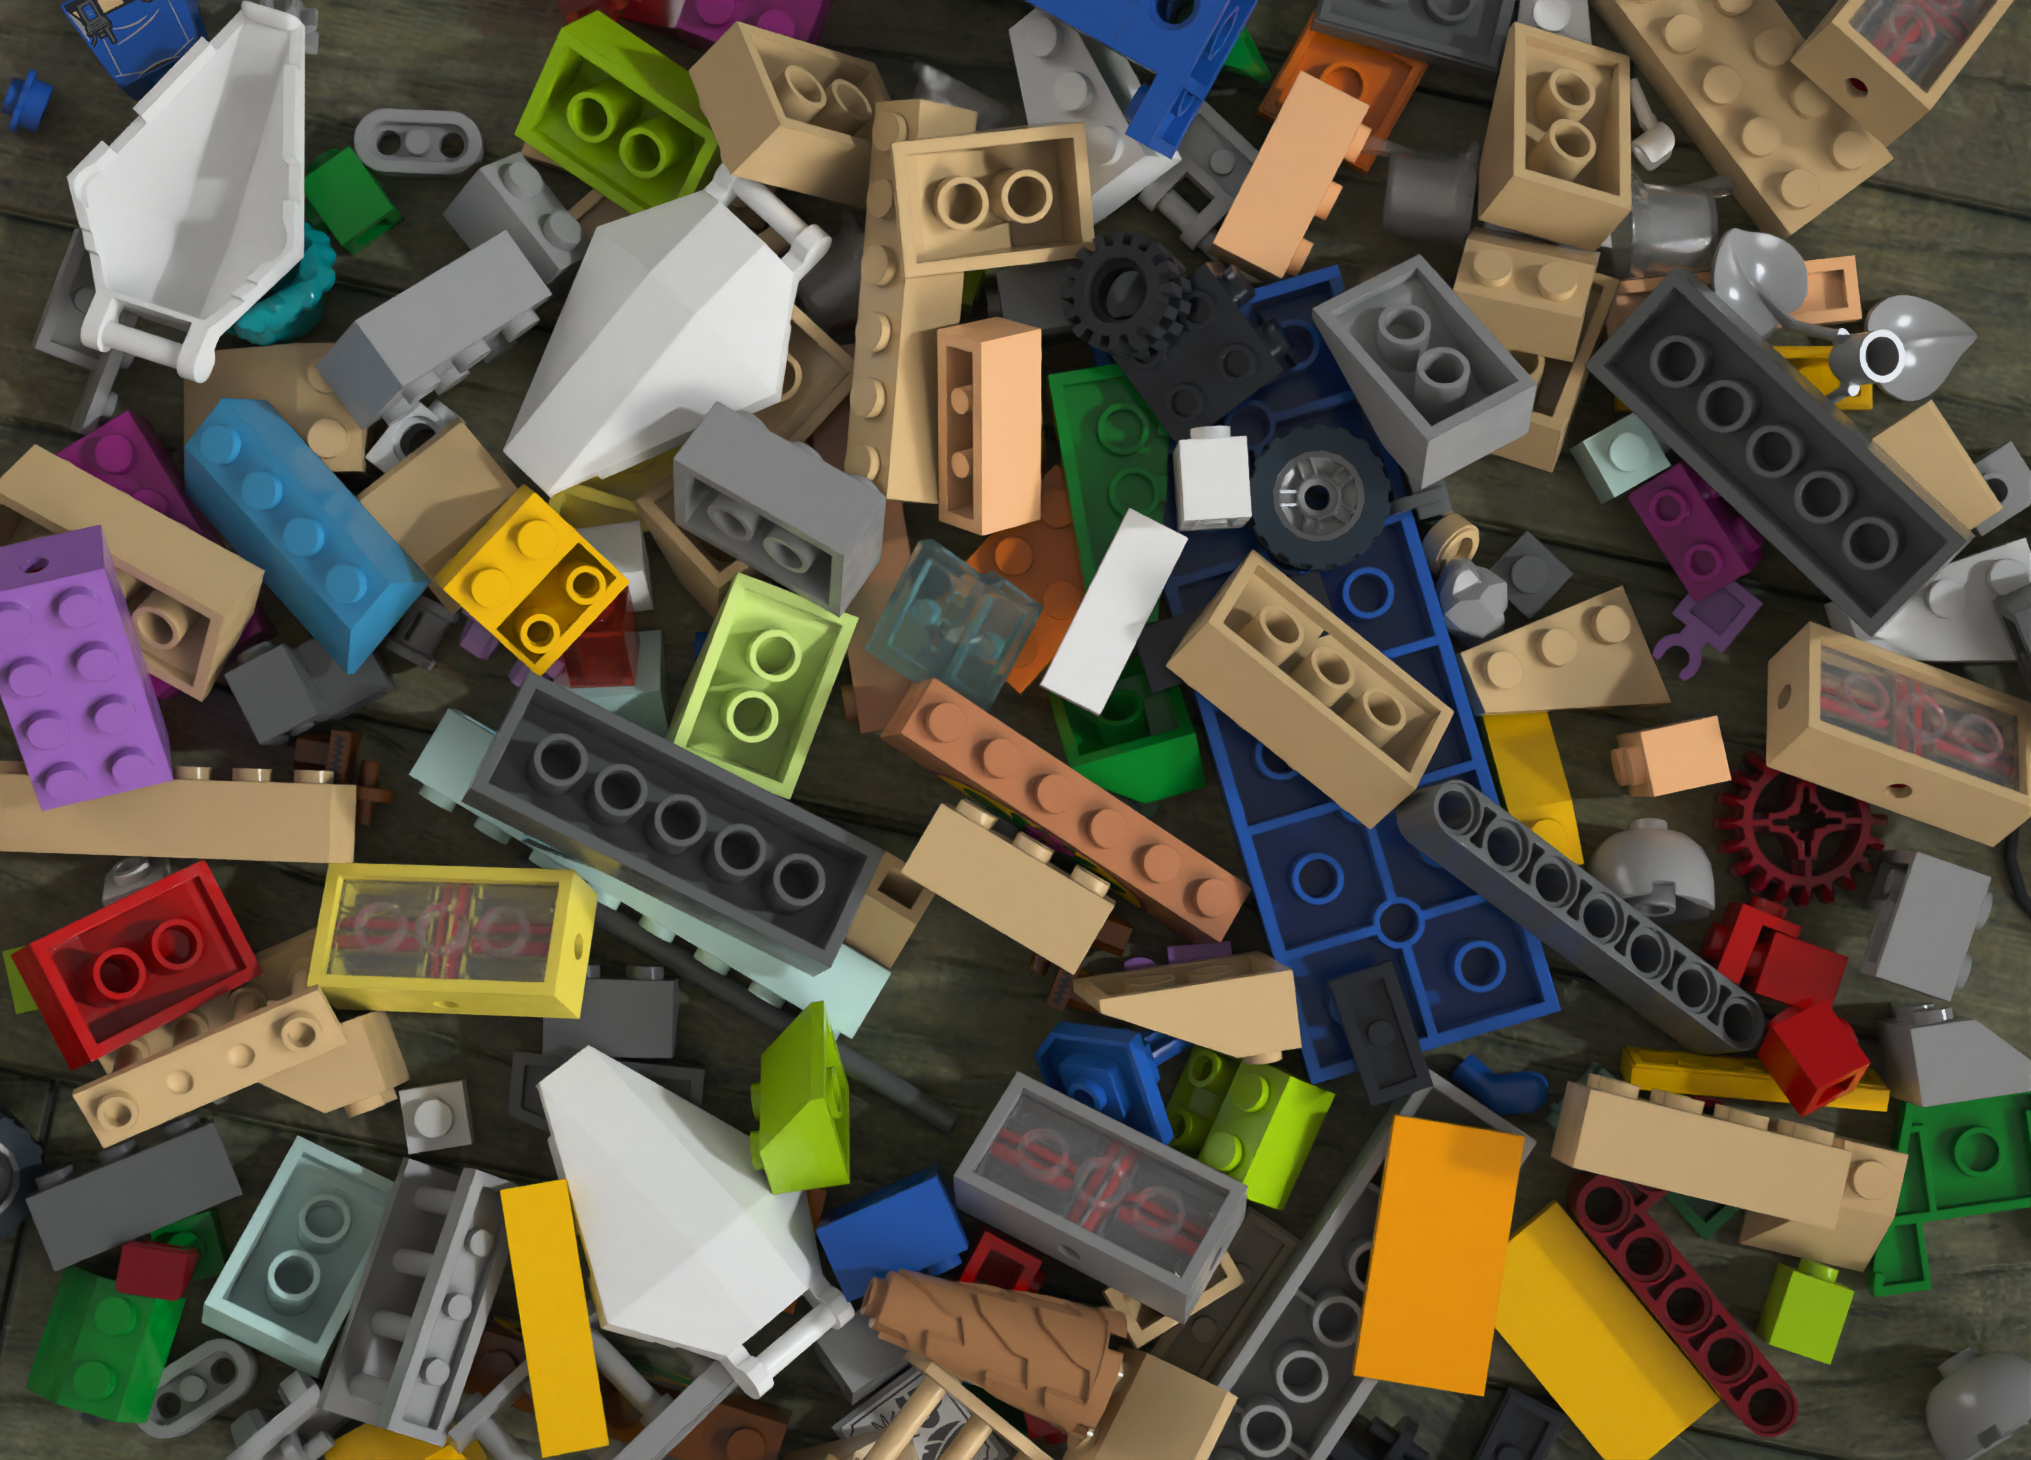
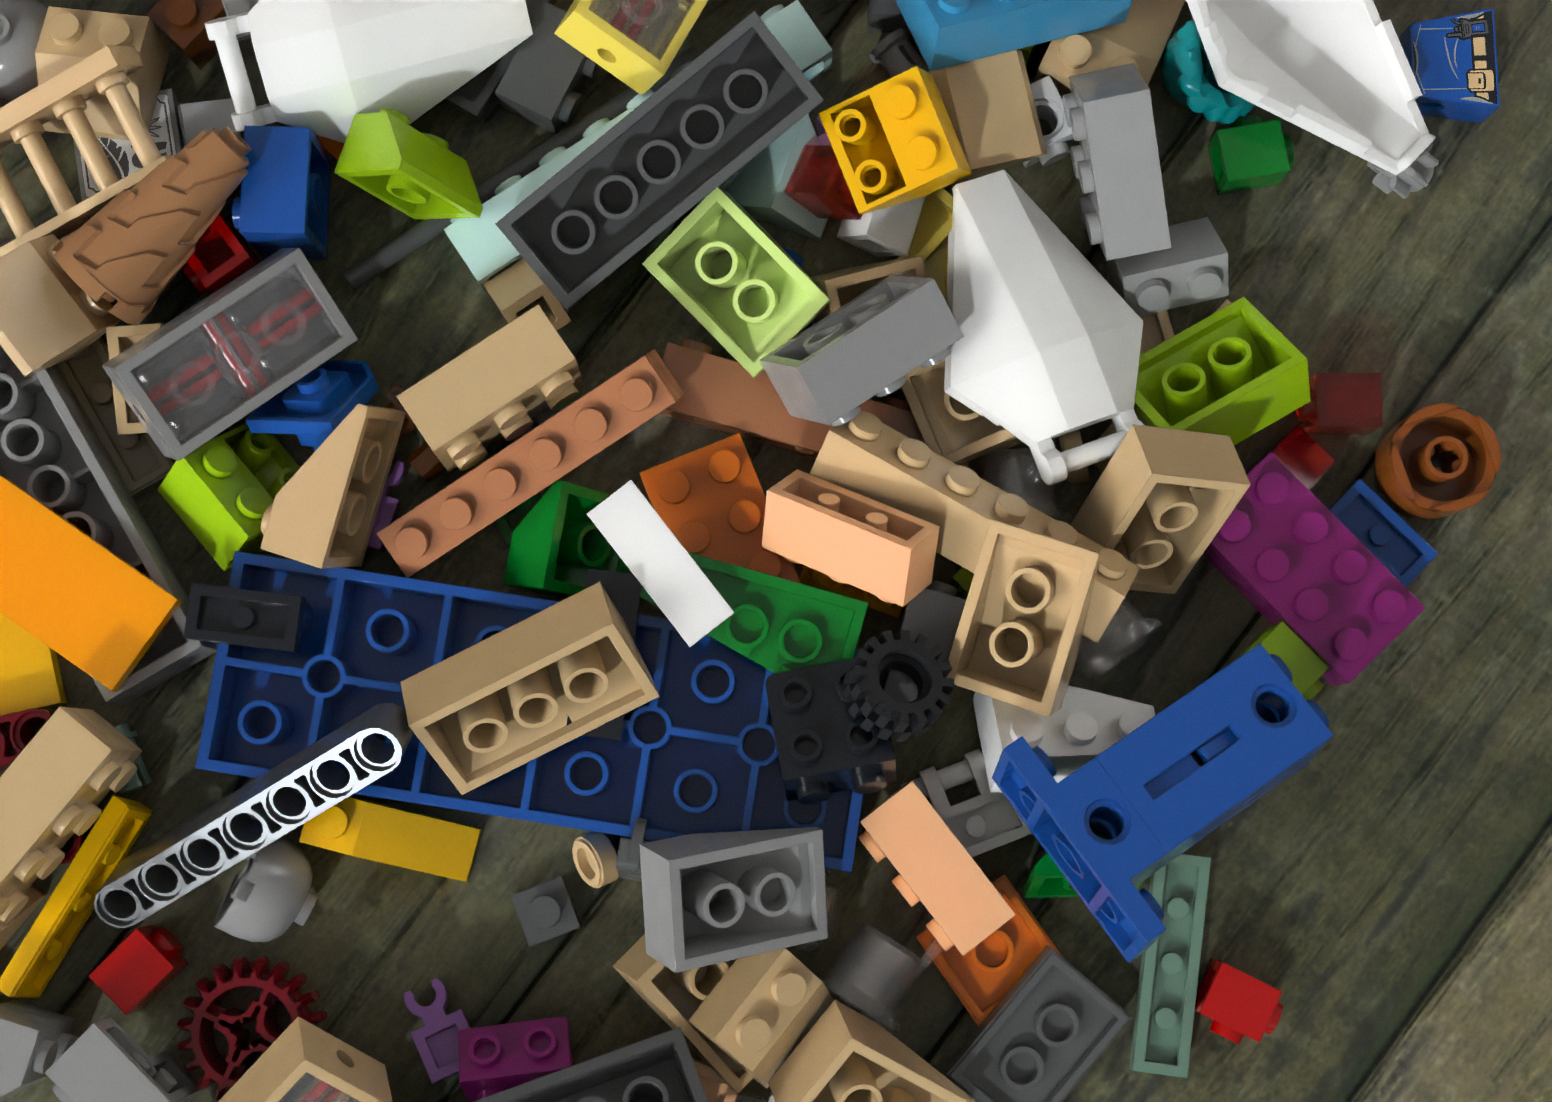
camera: 120 degrees right, 5 degrees down
(422, 143) = (1267, 230): light grey plate -> none
(953, 625) = (710, 442): clear light blue slope -> none
(1211, 480) = (724, 684): white brick -> none
(1354, 505) = (645, 750): black wheel -> none
(1471, 601) = (543, 854): light grey rock -> none
(1503, 1092) = (162, 700): blue arm -> none
(1566, 661) = (464, 906): tan wing -> none
(1621, 457) = (599, 1025): light aqua brick -> none
(1671, 757) = (347, 950): light nougat brick -> none
(1731, 942) = (187, 933): red bracket -> none
(1812, 1056) = (62, 947): red brick -> none

